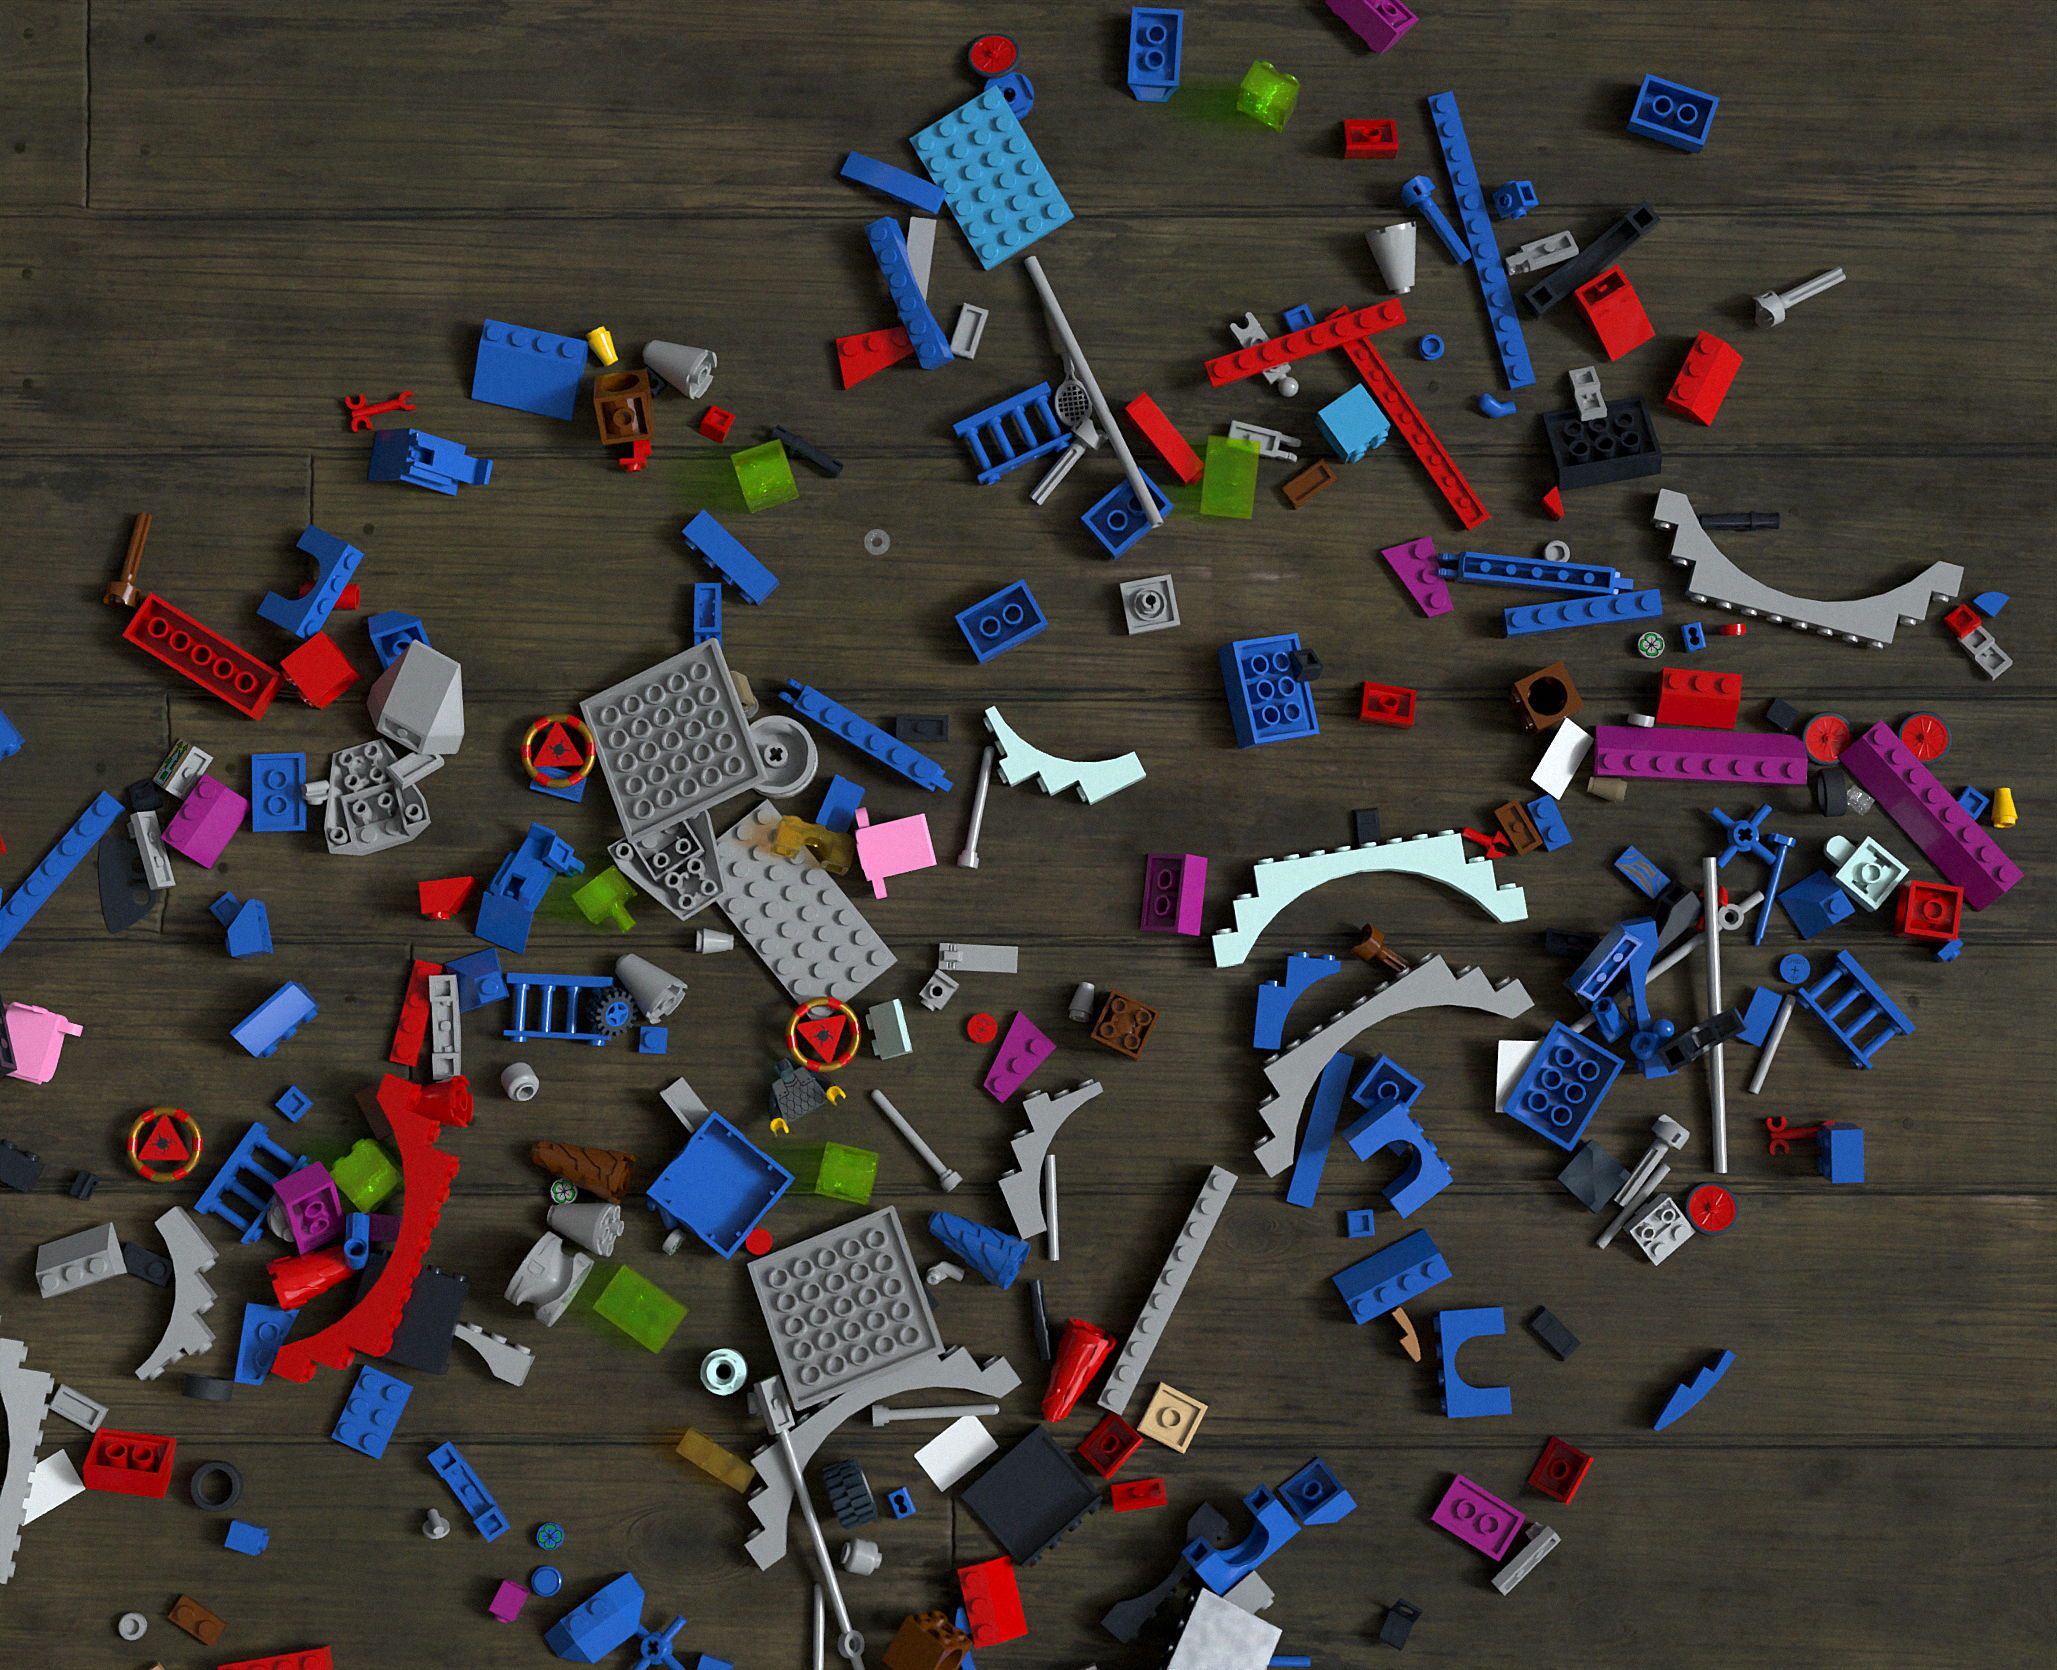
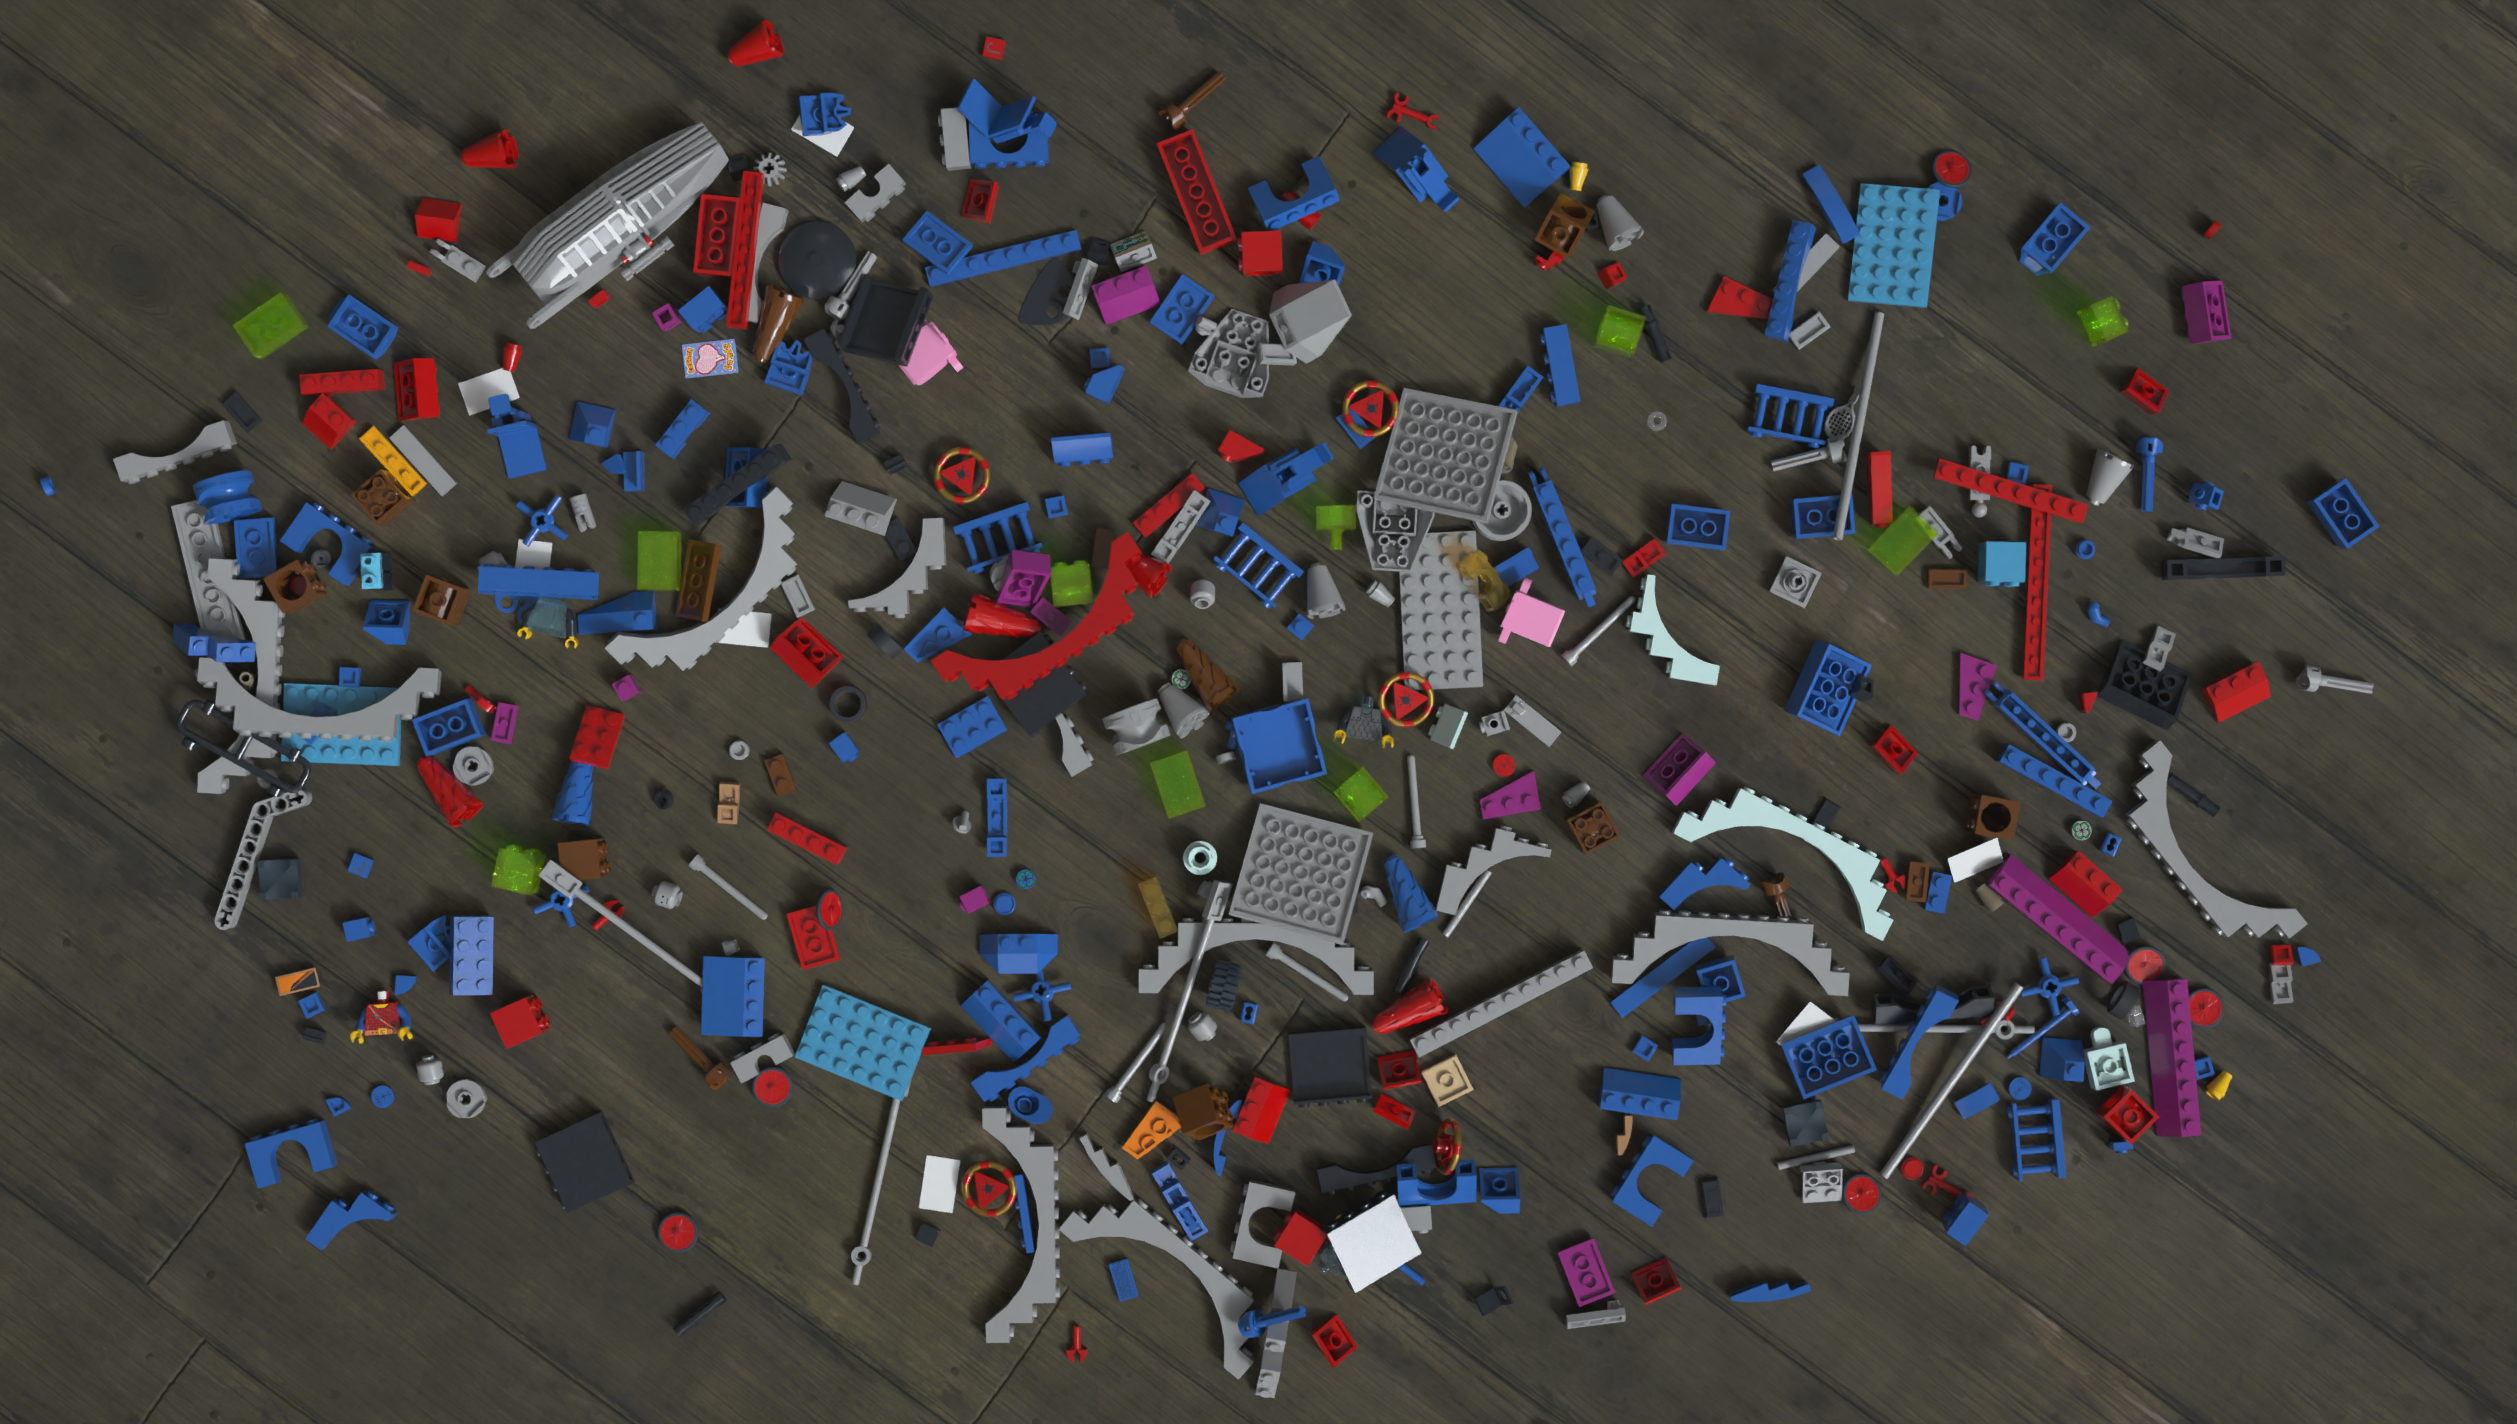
camera: 30 degrees right, 5 degrees up
(356, 1240) = (1037, 618): blue piece -> none
(559, 856) = (1325, 474): blue plate -> none
(618, 1017) = (1289, 592): black wheel -> none
(759, 1241) = (1276, 795): red tile -> none
(956, 1451) = (1303, 1005): white sticker -> none
(969, 695) = (1644, 557): none -> red slope
(1223, 1490) = (1448, 1145): none -> red piece
(1481, 241) = (2165, 505): blue plate -> none
(1605, 962) = (1910, 1002): blue slope -> none
(1610, 1022) = (1885, 1037): blue piece -> none
(1613, 313) = (2212, 610): red slope -> none
(1640, 720) = (2040, 871): light grey tile -> none
(1641, 872) = (1971, 963): tile -> none
(1662, 1029) = (1913, 1068): blue plate -> none
(1668, 1134) = (1870, 1132): light grey piece -> none
(1701, 1038) = (1932, 1089): black arch -> none
(1733, 629) = (2138, 857): red tile -> none
(1745, 1141) = (1912, 1168): none -> red piece
(1772, 1044) = (1972, 1123): light grey bar -> none

